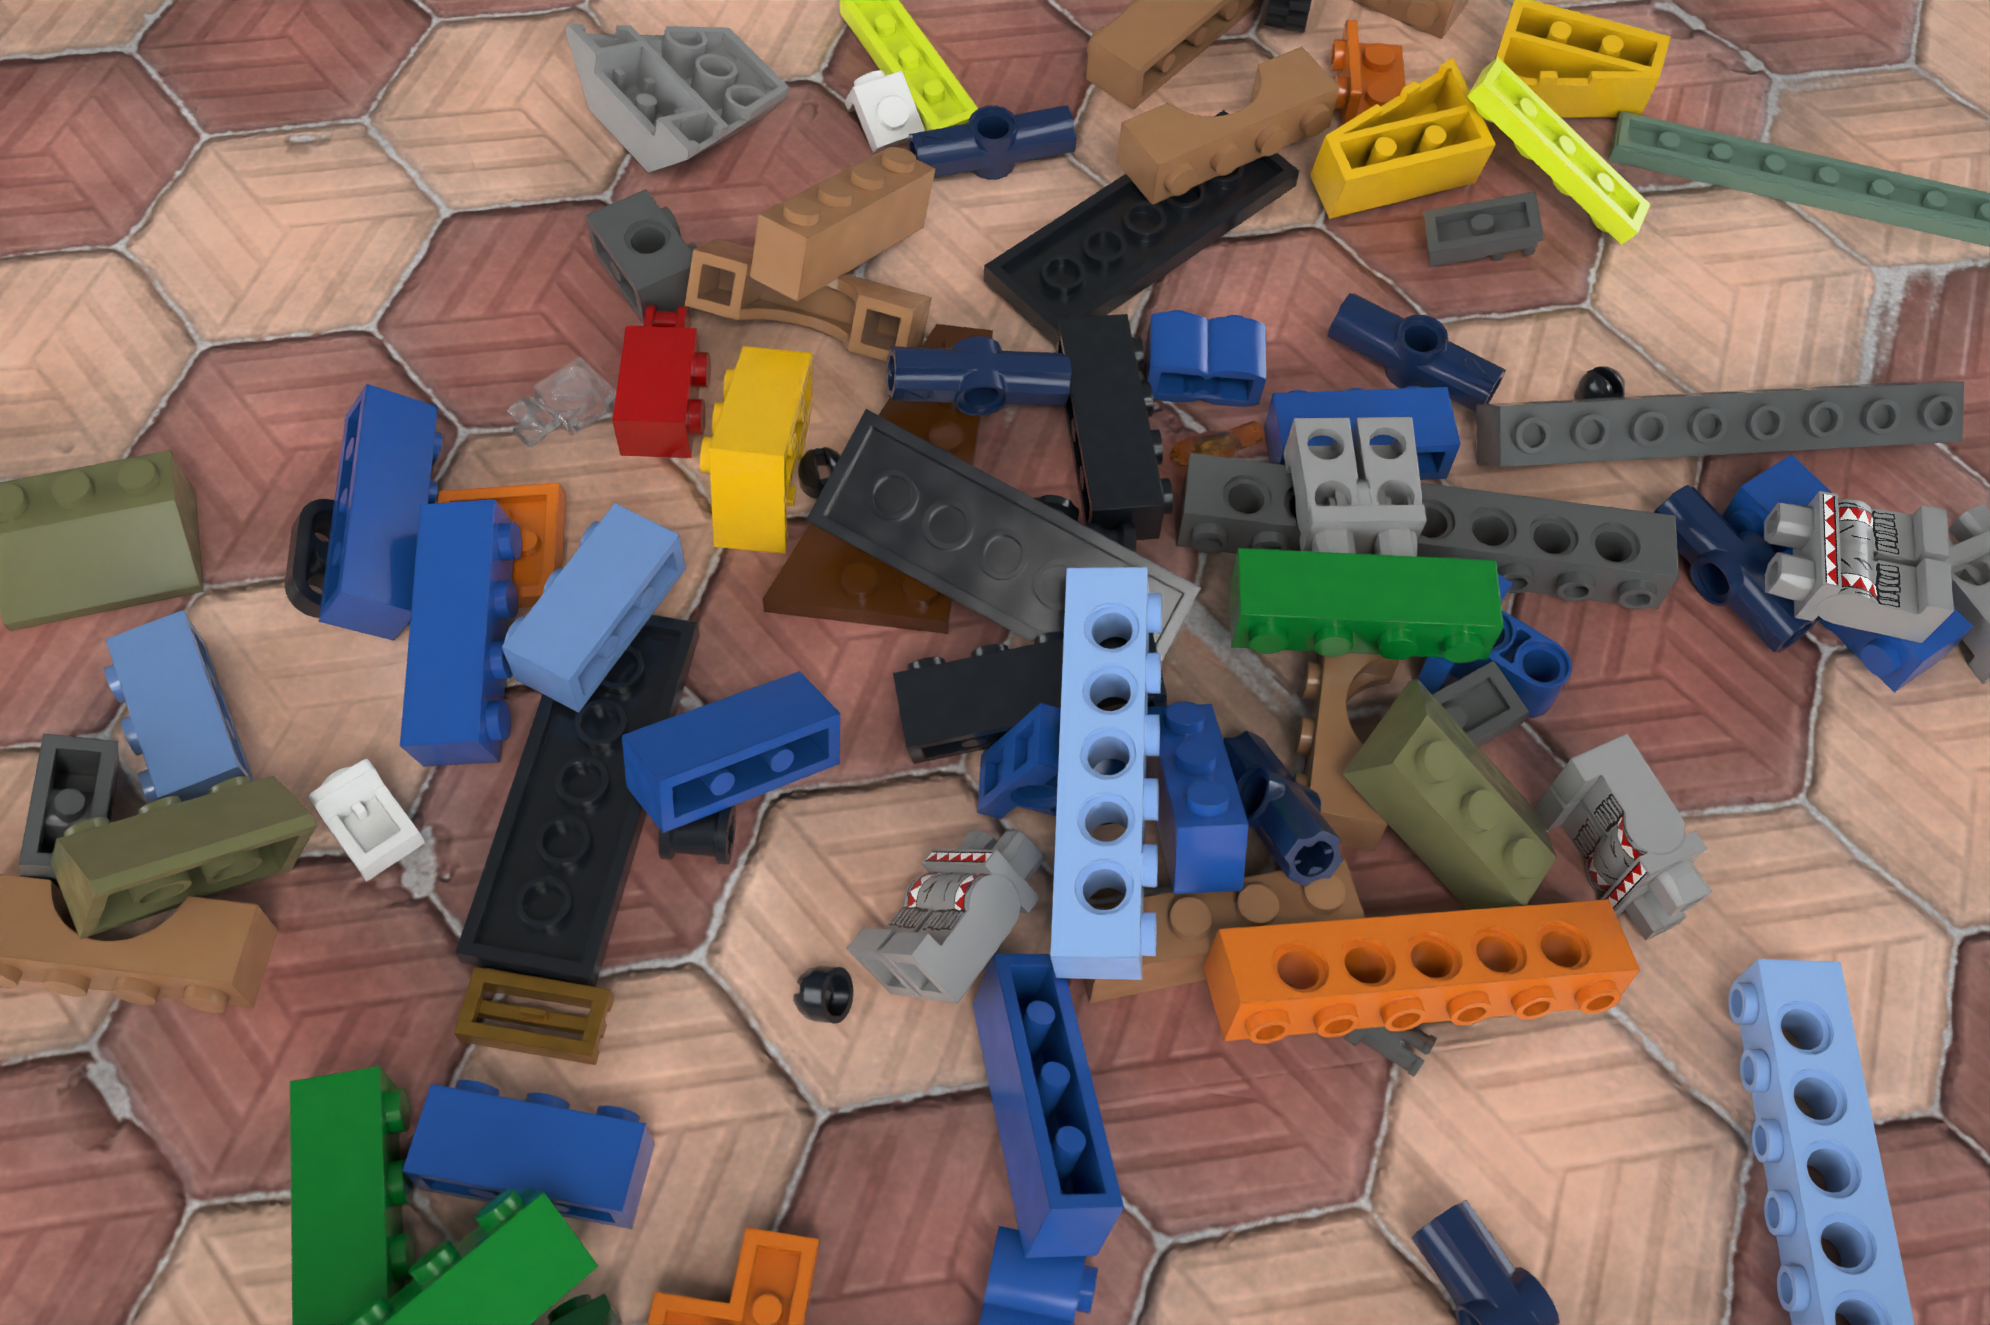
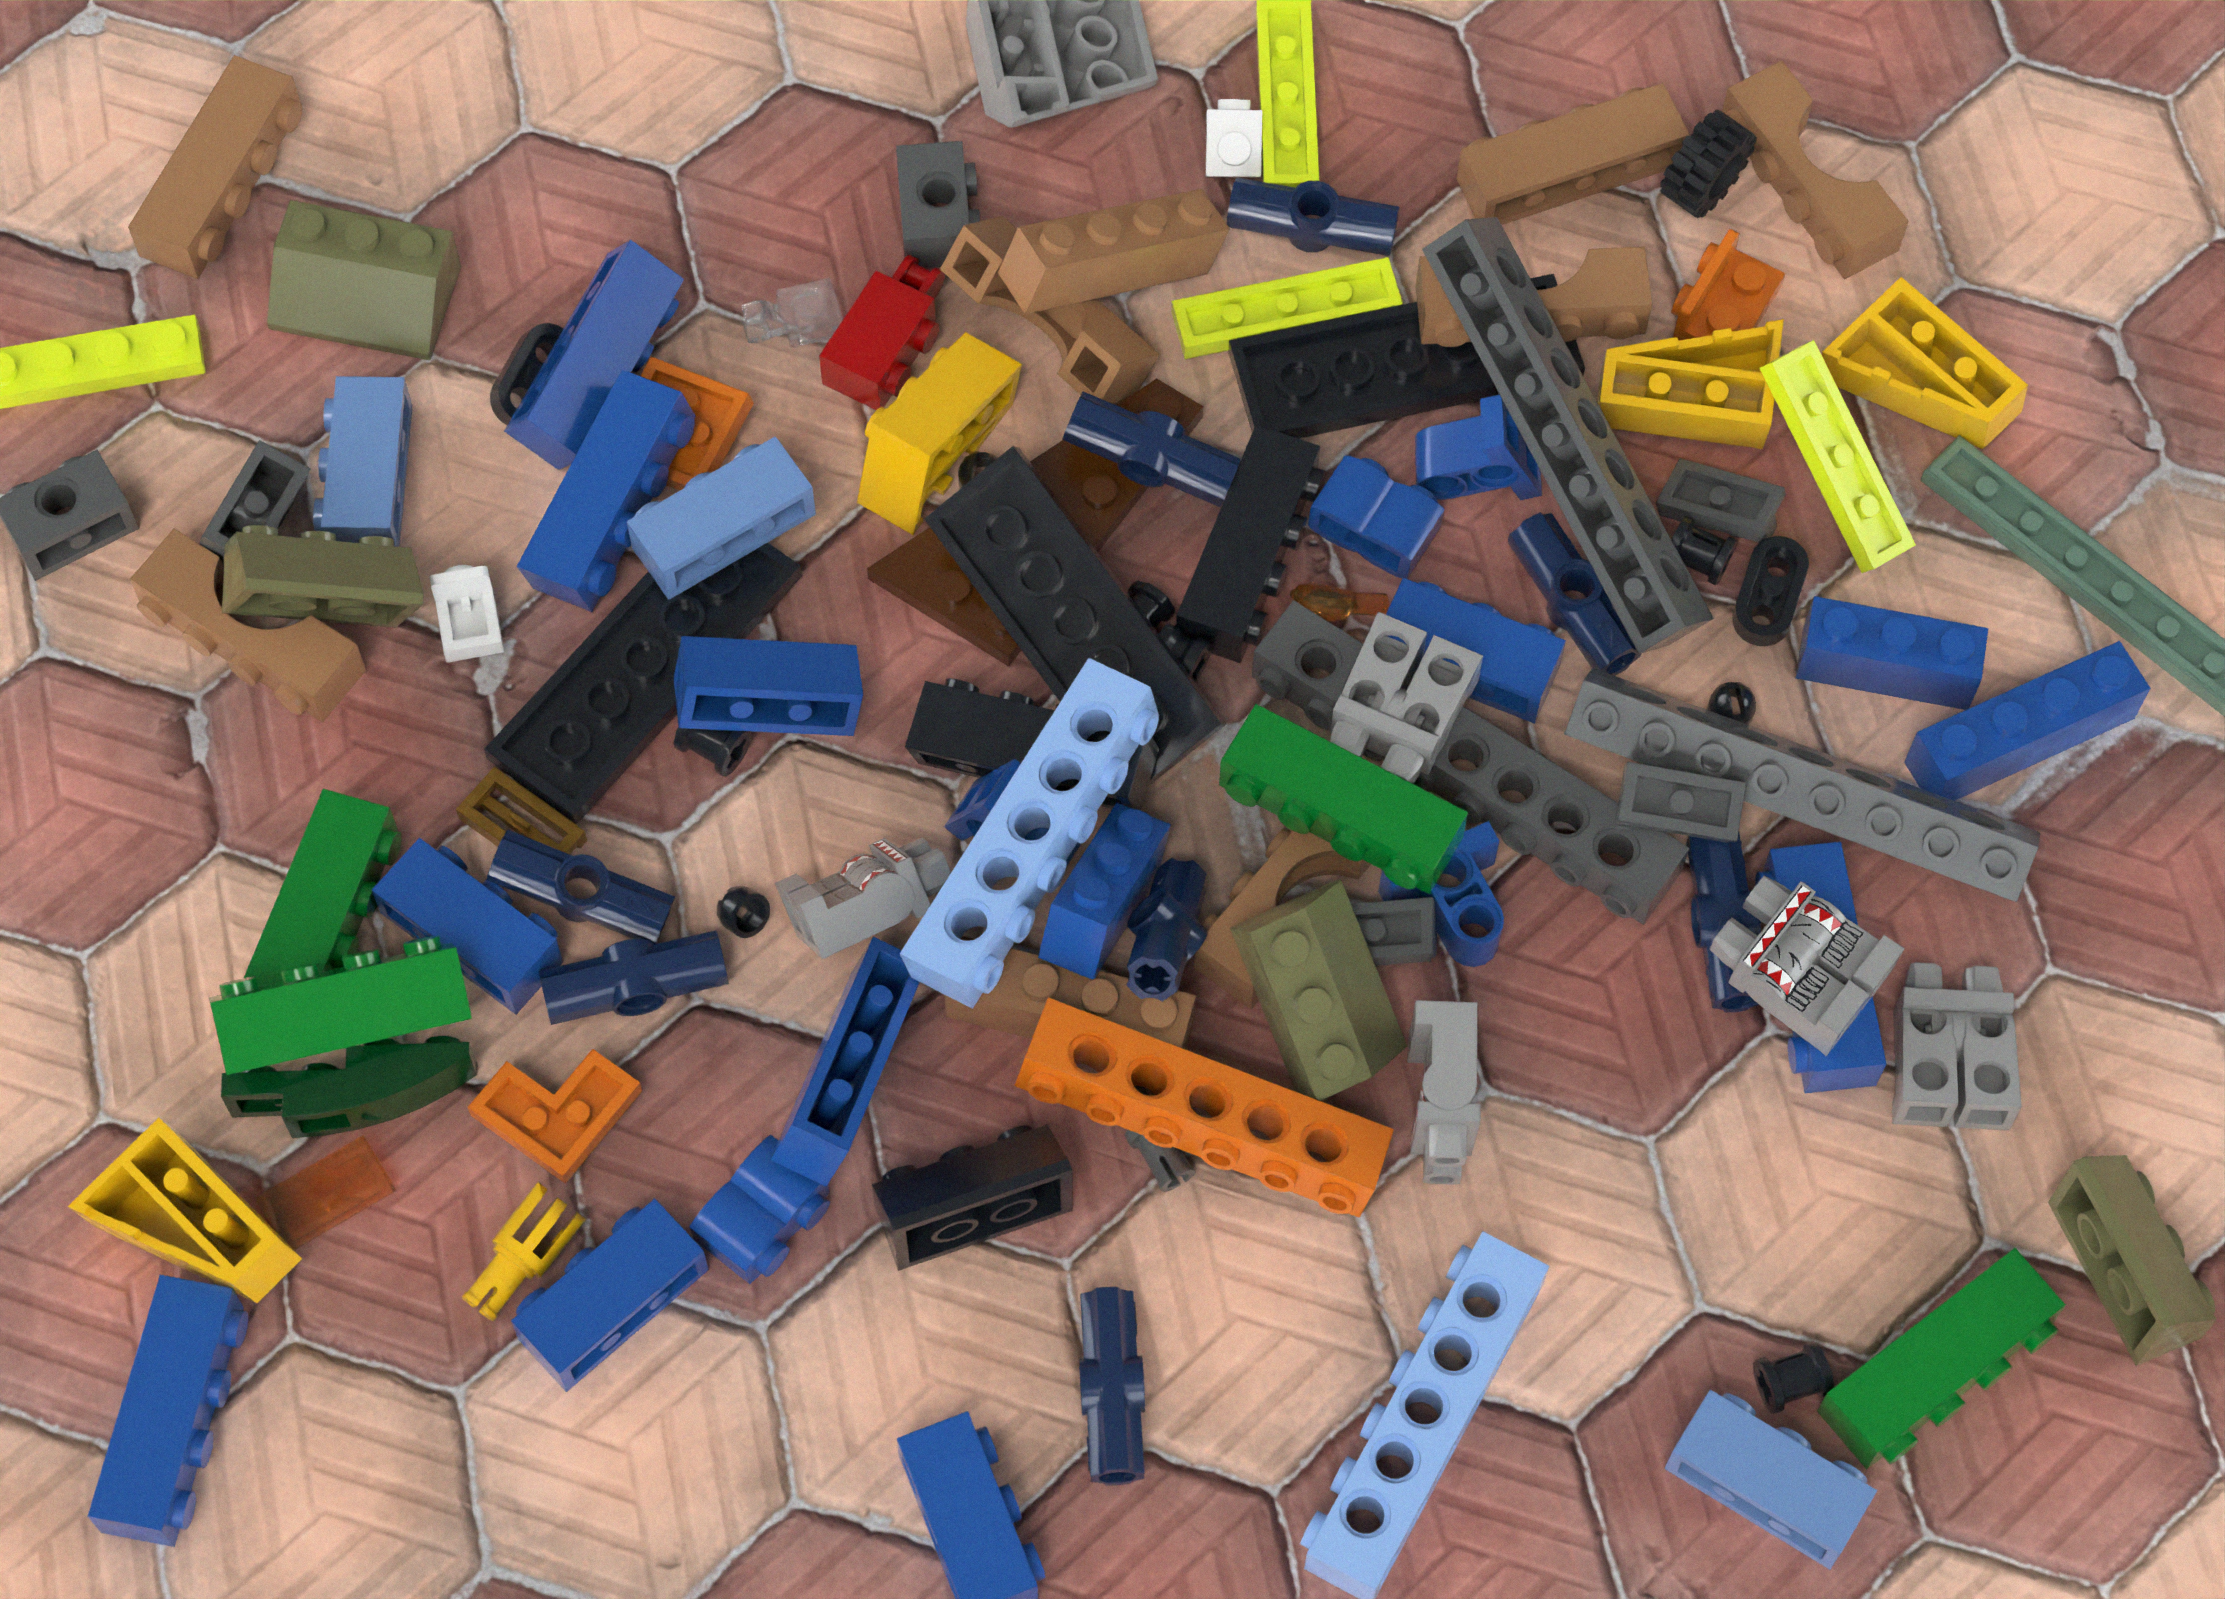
camera: 30 degrees right, 5 degrees up
(593, 1059) = (544, 871): none -> dark blue piece
(746, 1124) = (633, 977): none -> dark blue piece
(959, 255) = (1214, 318): none -> neon yellow plate
(1242, 1177) = (973, 1195): none -> black slope
(1260, 268) = (1476, 456): none -> blue tile
(1345, 210) = (1567, 434): none -> dark grey brick
(1491, 276) = (1703, 550): none -> black bush
(1573, 294) = (1768, 594): none -> black plate
(1649, 477) = (1680, 802): none -> dark grey plate
(1702, 290) = (1892, 653): none -> blue brick
(1847, 299) = (2028, 724): none -> blue brick

